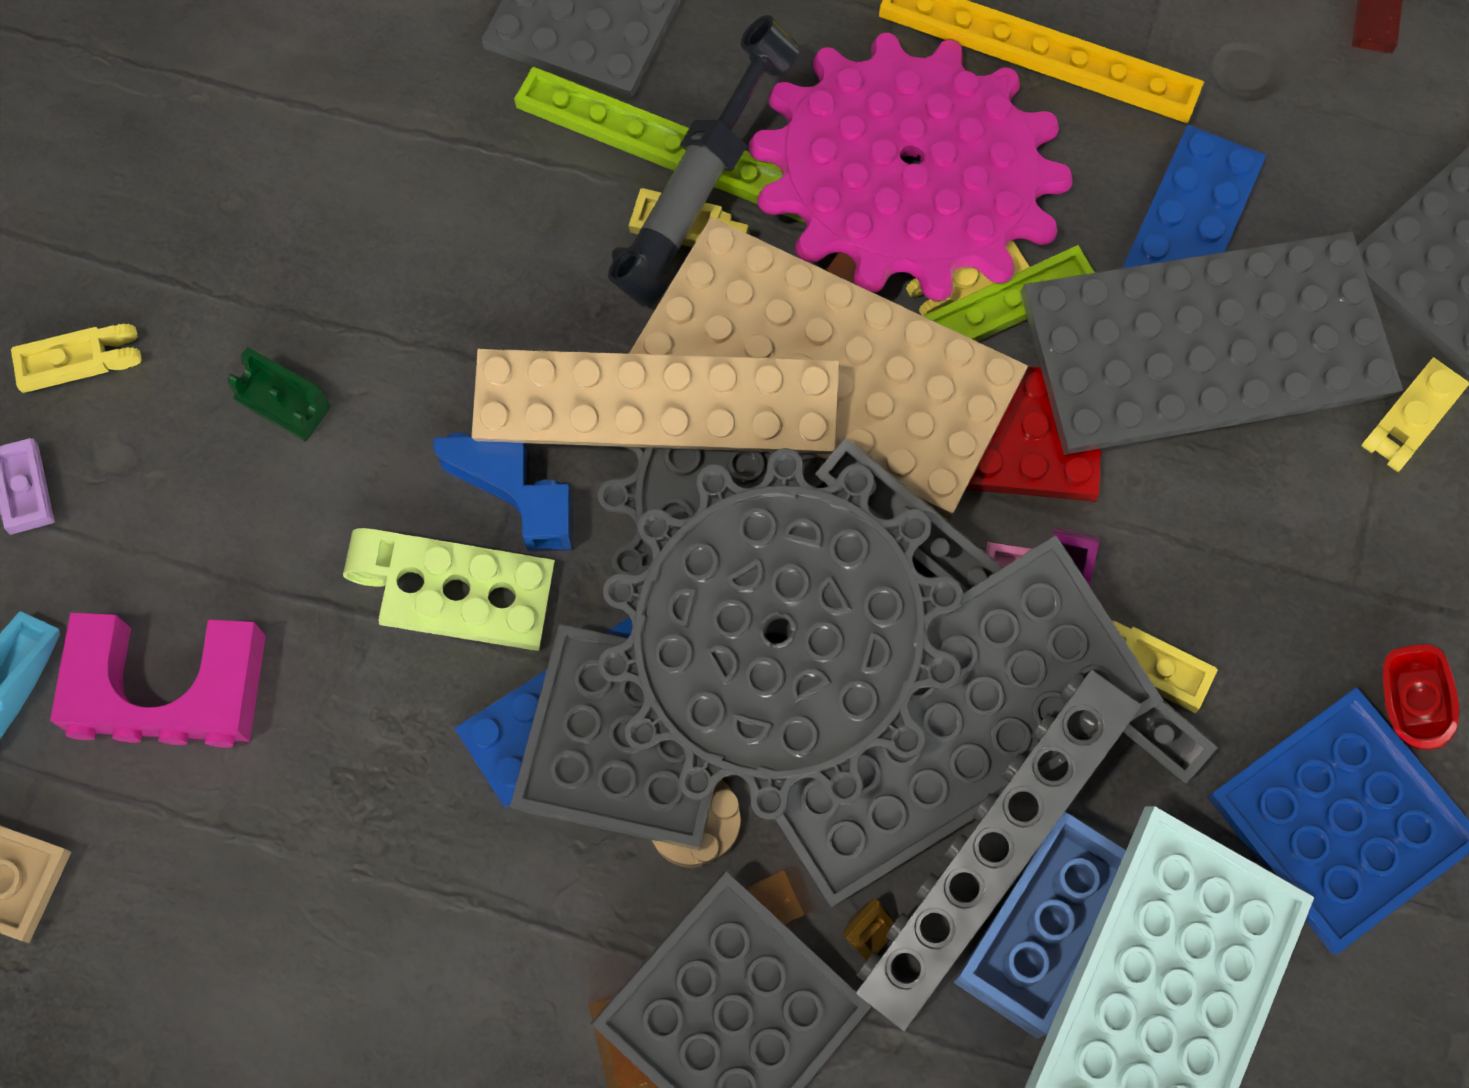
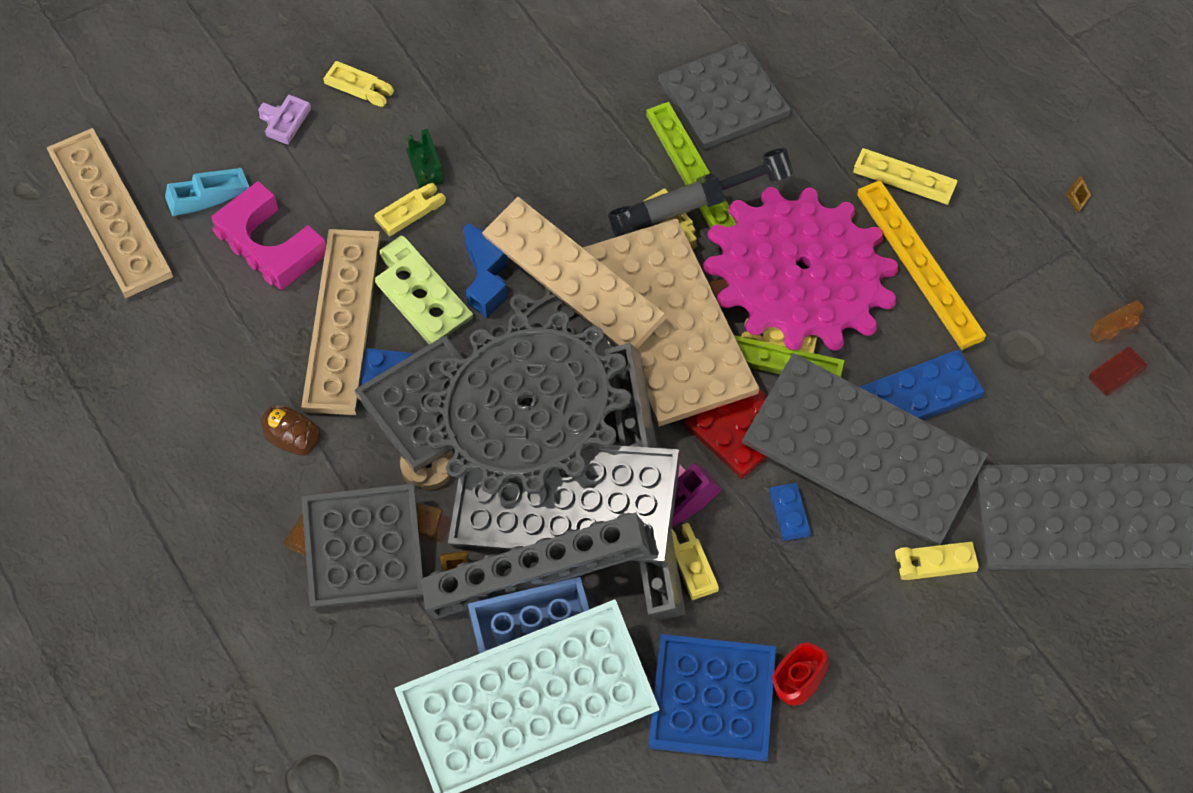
camera: 40 degrees right, 10 degrees down
(322, 483) = (409, 209): none -> light yellow hinge
(386, 719) = (341, 322): none -> tan plate
(463, 934) = (290, 430): none -> reddish brown piece
(1195, 496) = (789, 512): none -> blue plate

